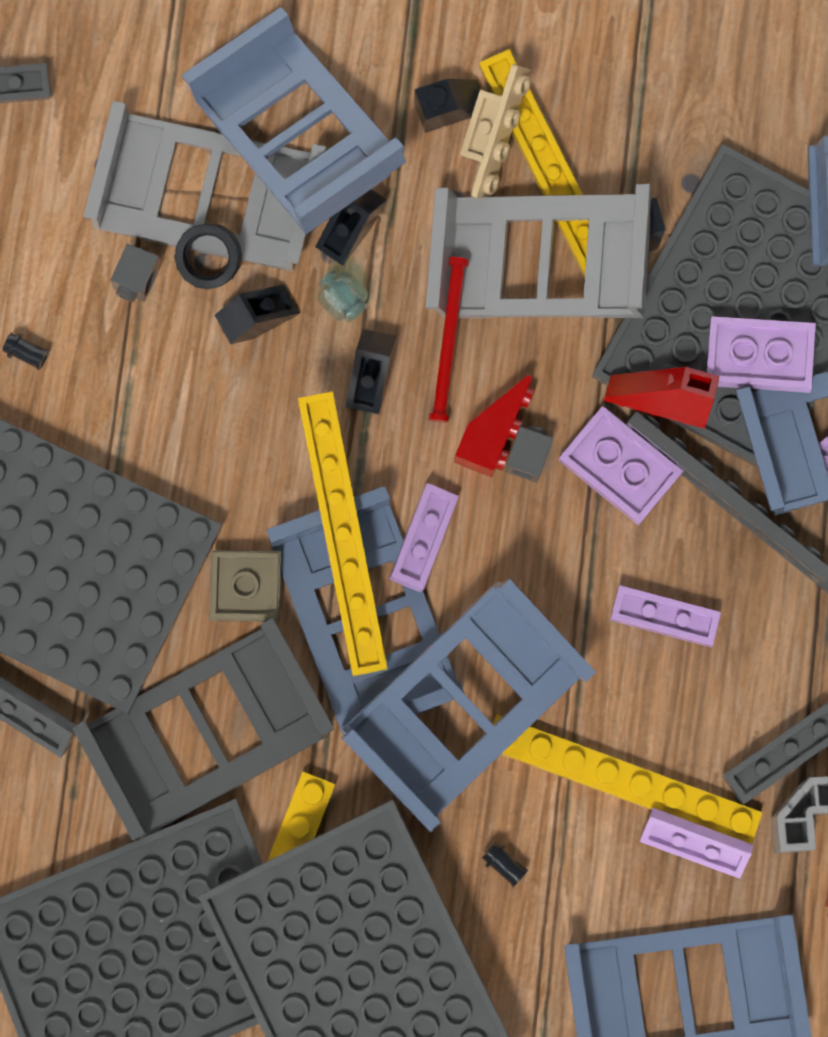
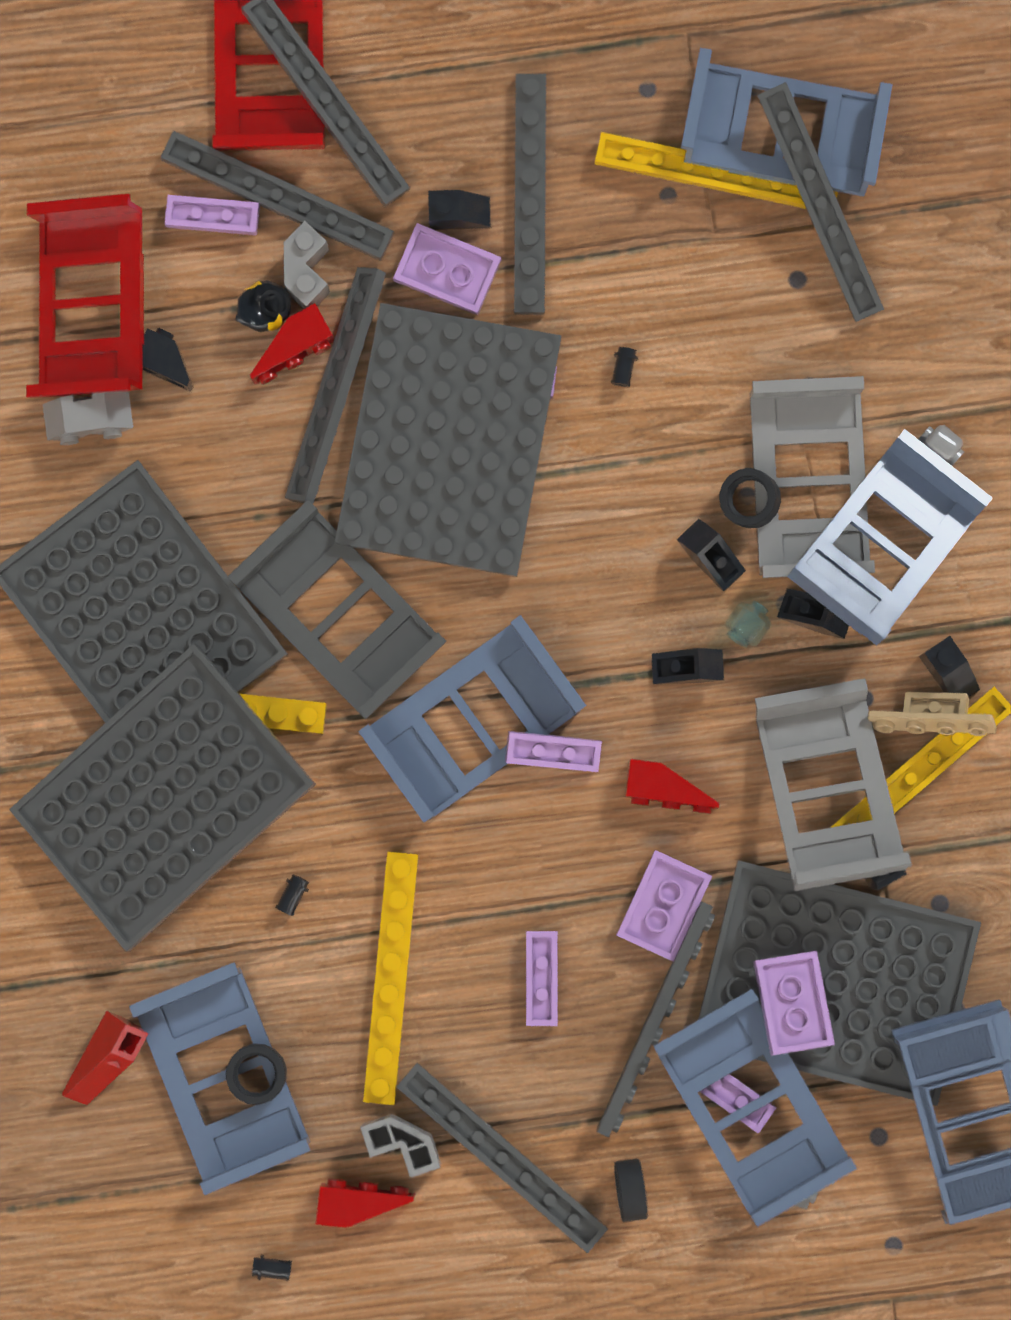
camera: 80 degrees right, 5 degrees up
(135, 273) = (717, 440): dark grey brick -> none
(206, 42) = (943, 443): none -> light grey head
(245, 586) = (470, 611): dark tan plate -> none
(342, 533) = (534, 679): yellow plate -> none
(458, 267) = (734, 726): red bar -> none
(519, 648) = (357, 791): sand blue piece -> none
(529, 453) = (652, 823): dark grey brick -> none
(668, 393) = (735, 929): red slope -> none
(696, 843) = (352, 1054): lavender plate -> none
(719, 952) = (234, 1083): none -> black tyre

